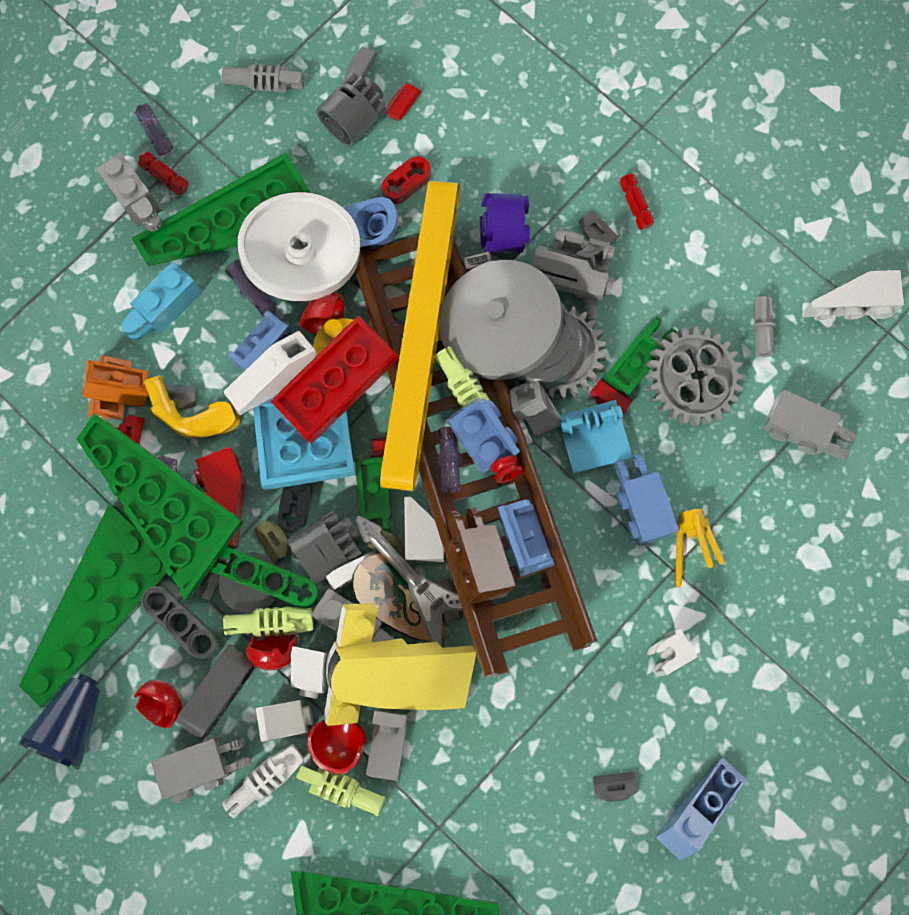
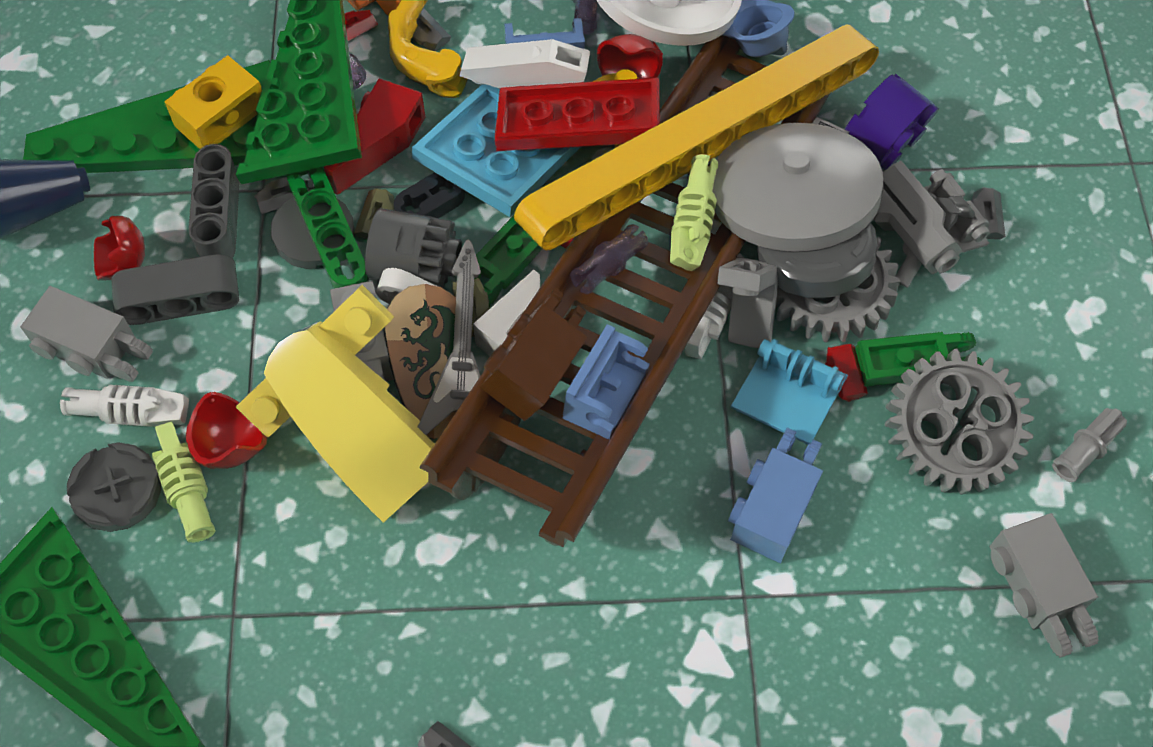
camera: 40 degrees right, 15 degrees down
(129, 580) = (215, 103): none -> yellow brick
(270, 621) = (289, 271): yellowish green hinge -> none
(272, 651) = (261, 302): red hair -> none
(283, 720) = (198, 358): white slope -> none
(305, 827) = (114, 487): none -> dark grey tile
(308, 672) = (269, 327): white slope -> none
(386, 745) = (274, 481): light grey bracket -> none
(403, 177) = (827, 19): red beam -> none
(483, 433) = (665, 259): medium blue bracket -> none
(506, 469) = (657, 311): red bush -> none
(636, 201) = (1057, 219): red axle -> none
(675, 651) = (648, 671): white hinge -> none
(695, 526) = (809, 569): yellow plant -> none

